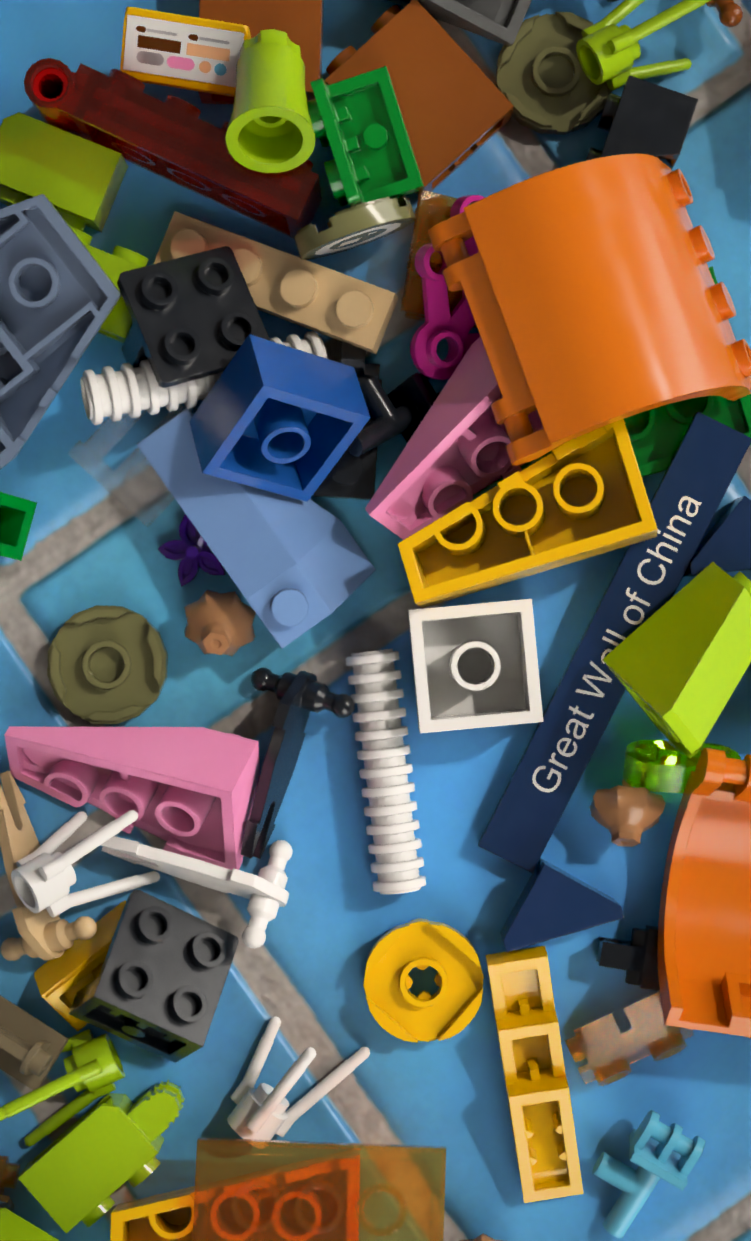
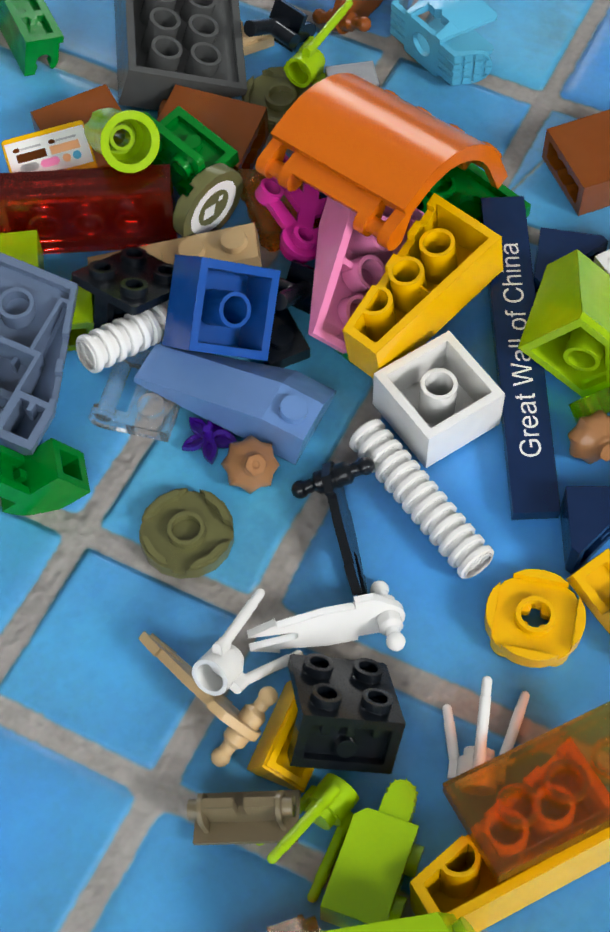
camera: 25 degrees left, 30 degrees down
(182, 781) = (290, 562): bright pink wedge -> none

